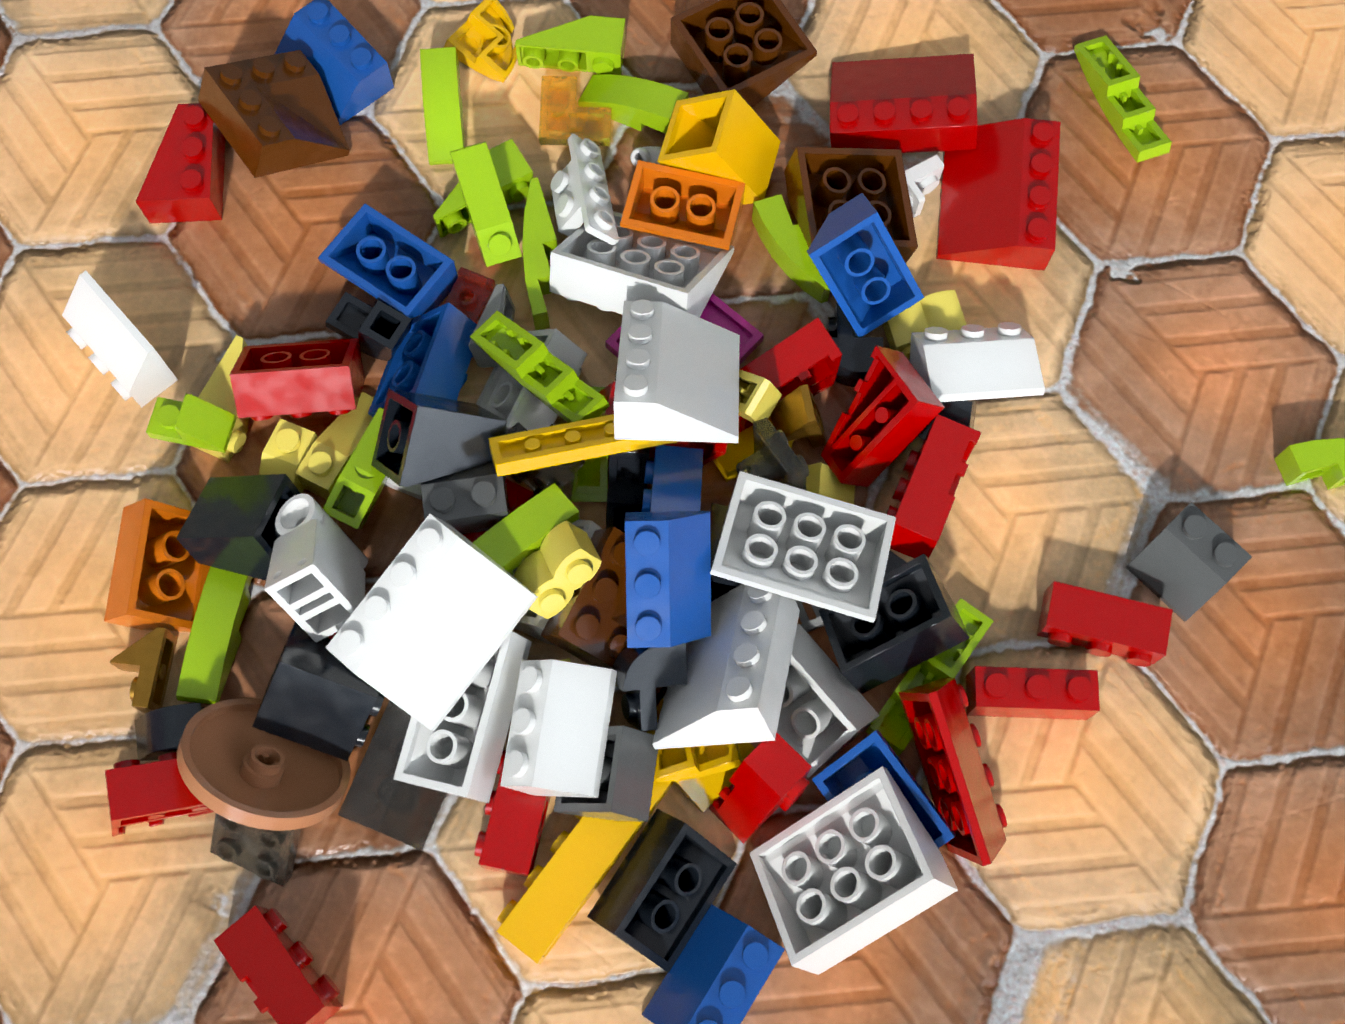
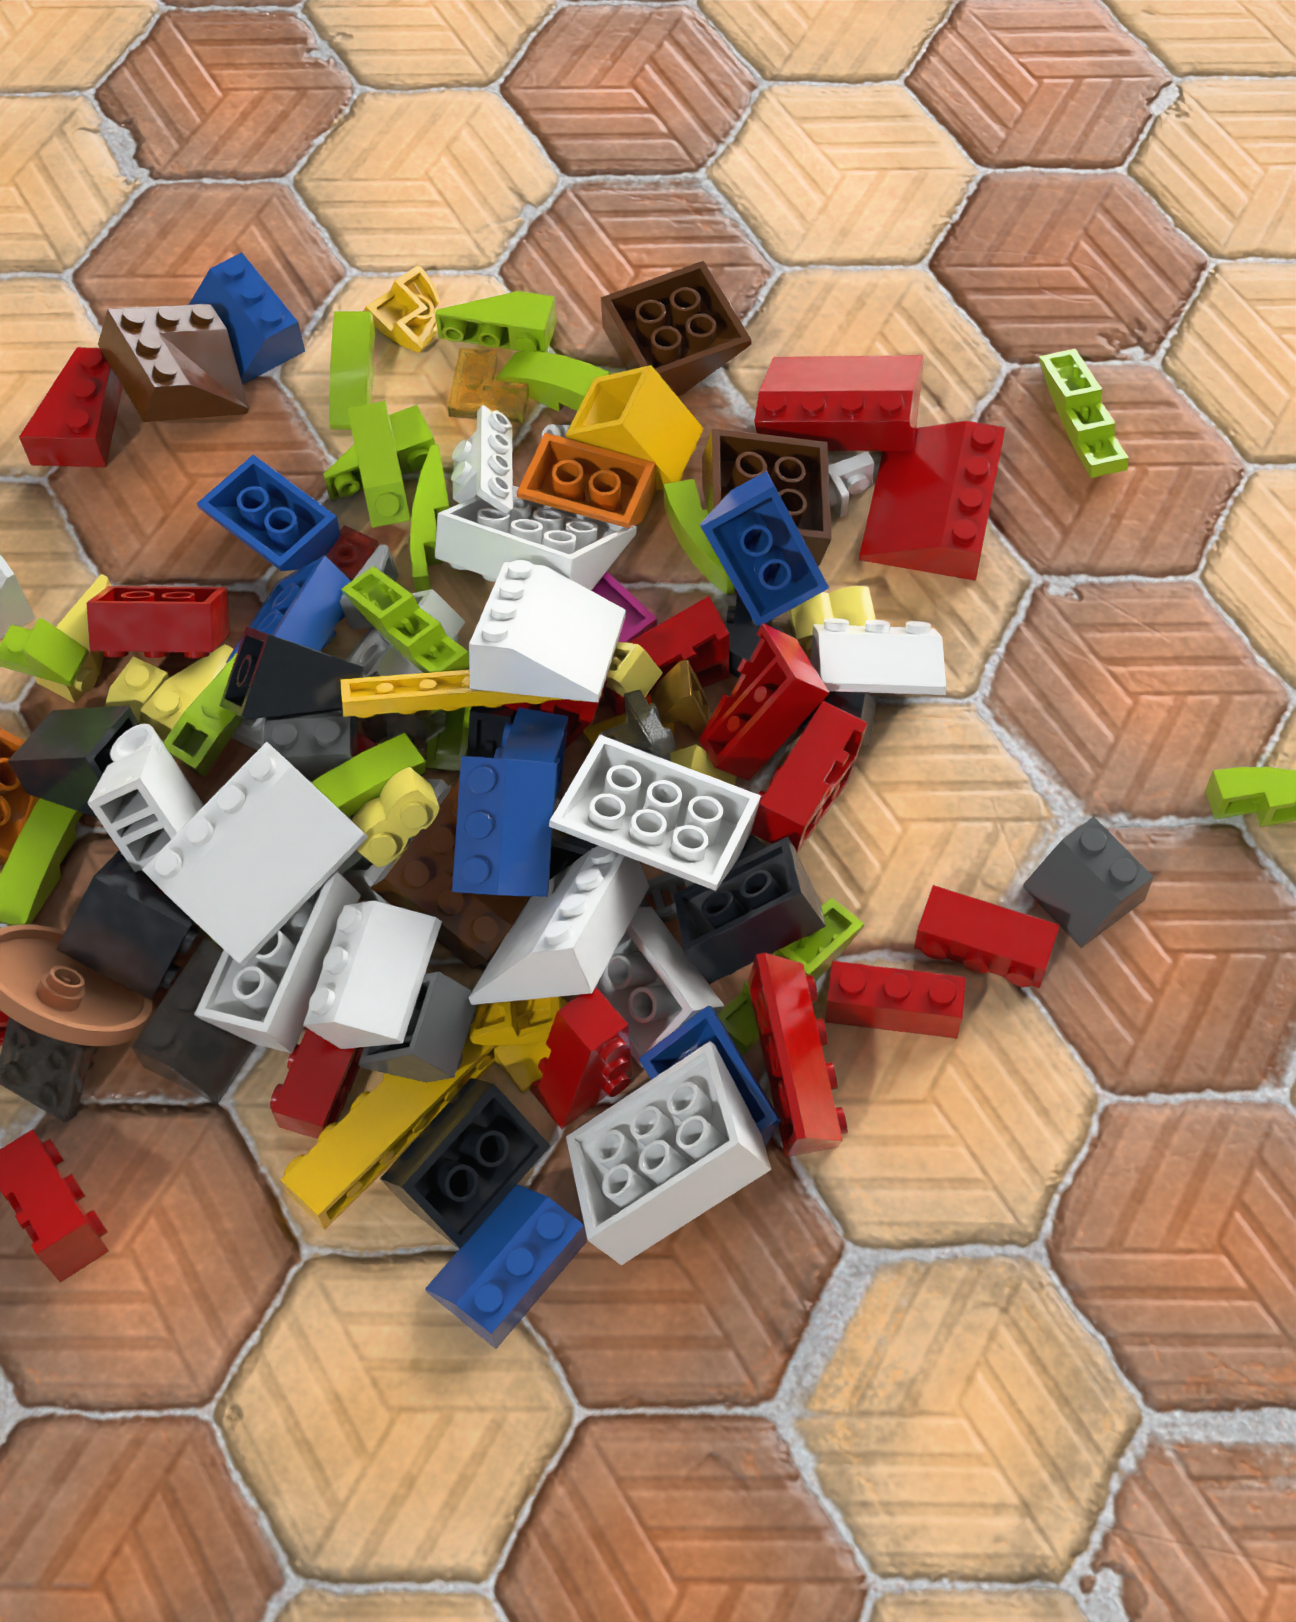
camera: 10 degrees right, 10 degrees down
(376, 327) = (248, 578): black brick -> none
(641, 673) = (467, 923): black brick -> none

